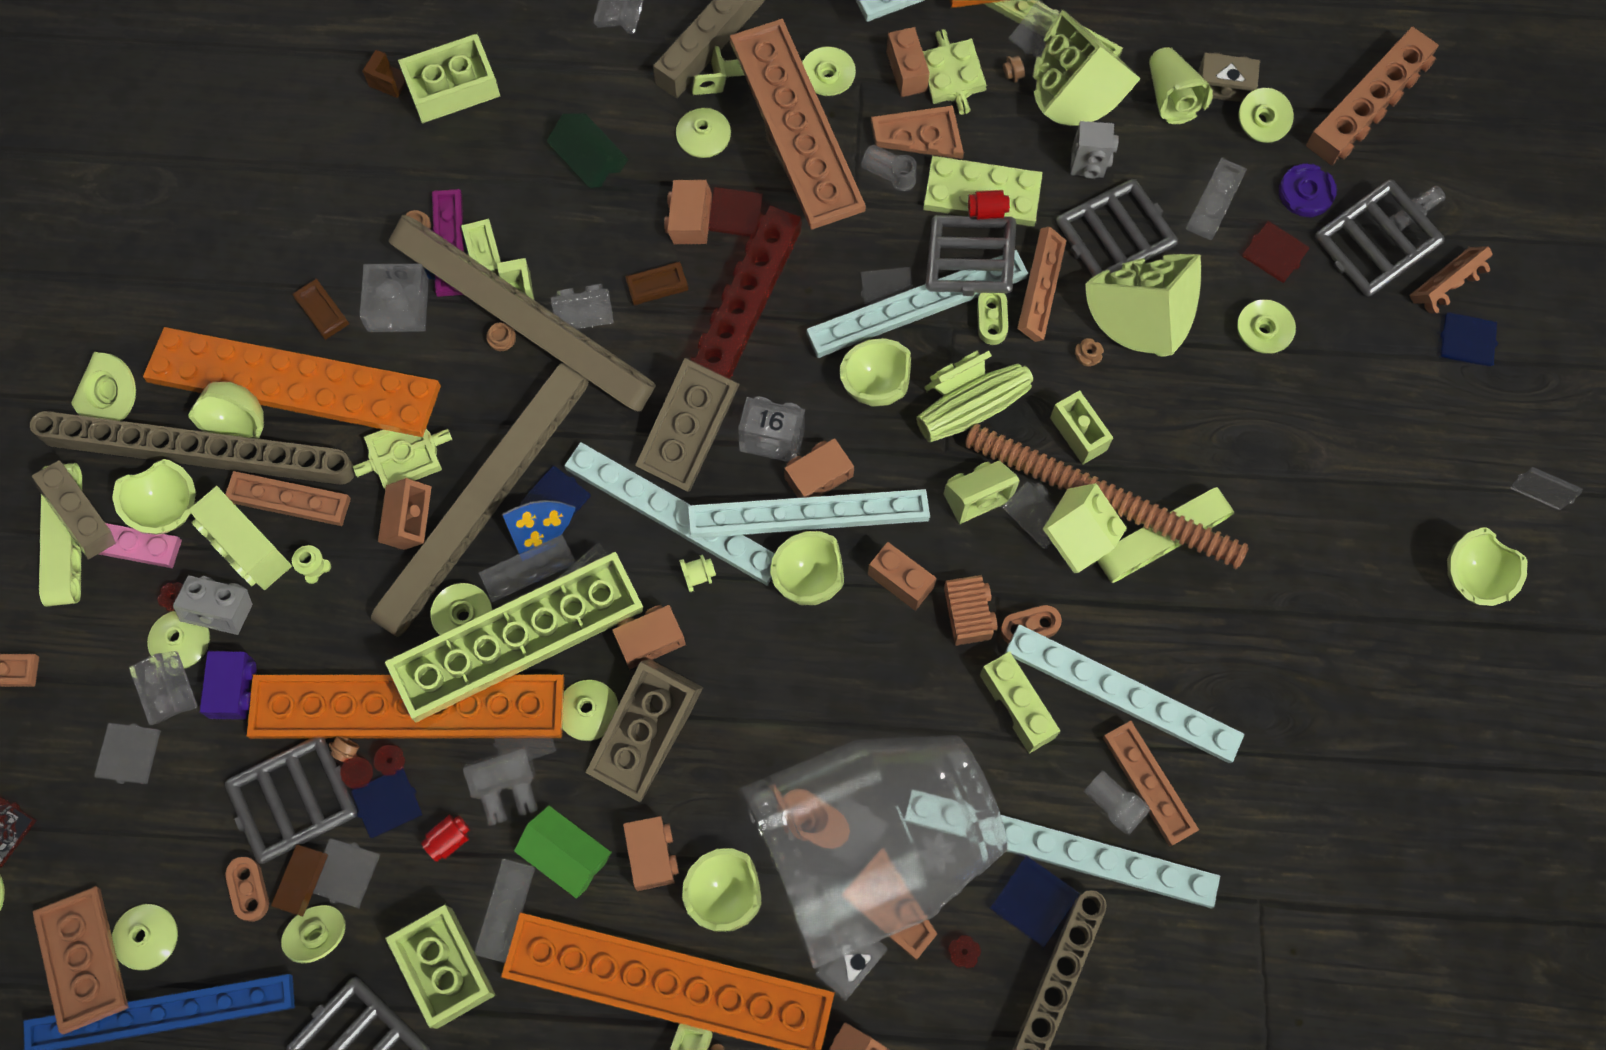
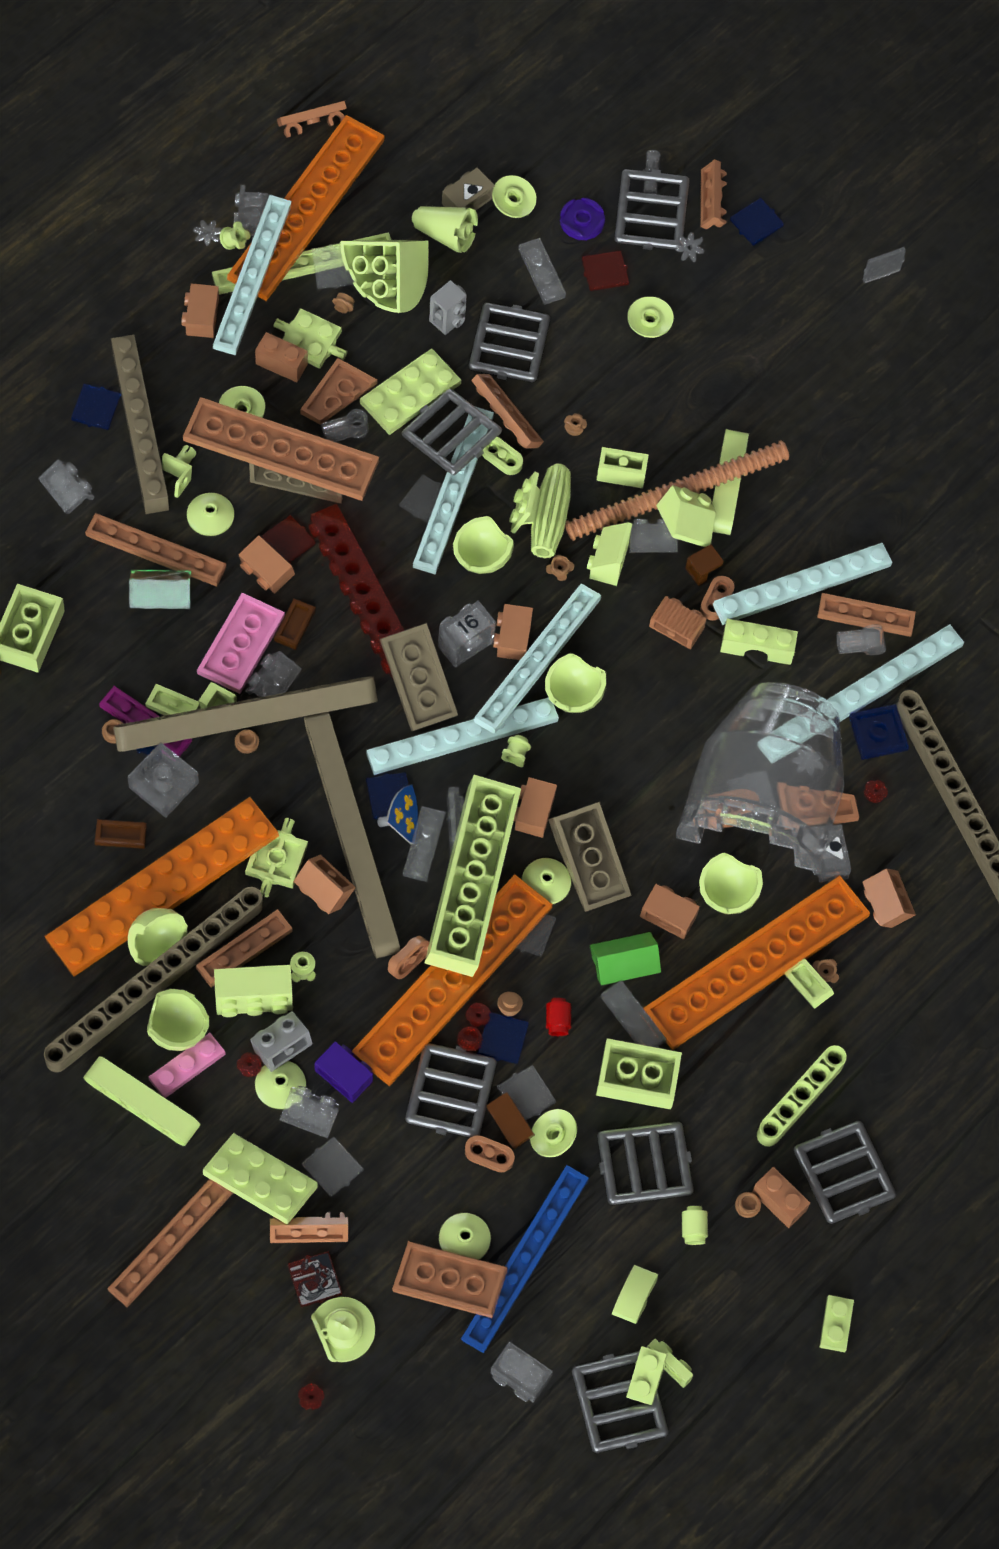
camera: 55 degrees left, 5 degrees down
(40, 782) = (310, 1229): none -> nougat plate
(53, 699) = (260, 1178): none -> yellowish green plate
(73, 509) = (144, 1071): dark tan brick -> none
(105, 389) = (61, 1001): yellowish green hat -> none
(343, 749) = (447, 1035): medium nougat plate -> none
(384, 647) = (408, 957): none -> nougat plate
(424, 779) = (510, 1003): none -> medium nougat plate
(453, 601) = (414, 892): yellowish green dish -> none
(500, 771) = (546, 953): clear brick -> none
(594, 254) = (240, 643): none -> bright pink plate
(626, 119) = (155, 549): none -> nougat tile
(901, 576) = (624, 640): nougat brick -> none
(927, 450) = (562, 561): none -> medium nougat plate
(988, 204) = (430, 394): red brick -> none
(1054, 582) = (702, 563): none -> reddish brown panel
(1147, 303) = (577, 365): yellowish green brick -> none
(1372, 95) = (555, 115): nougat brick -> none
(1376, 295) = (693, 244): none -> clear plant
(1485, 568) = (902, 337): yellowish green cylinder -> none

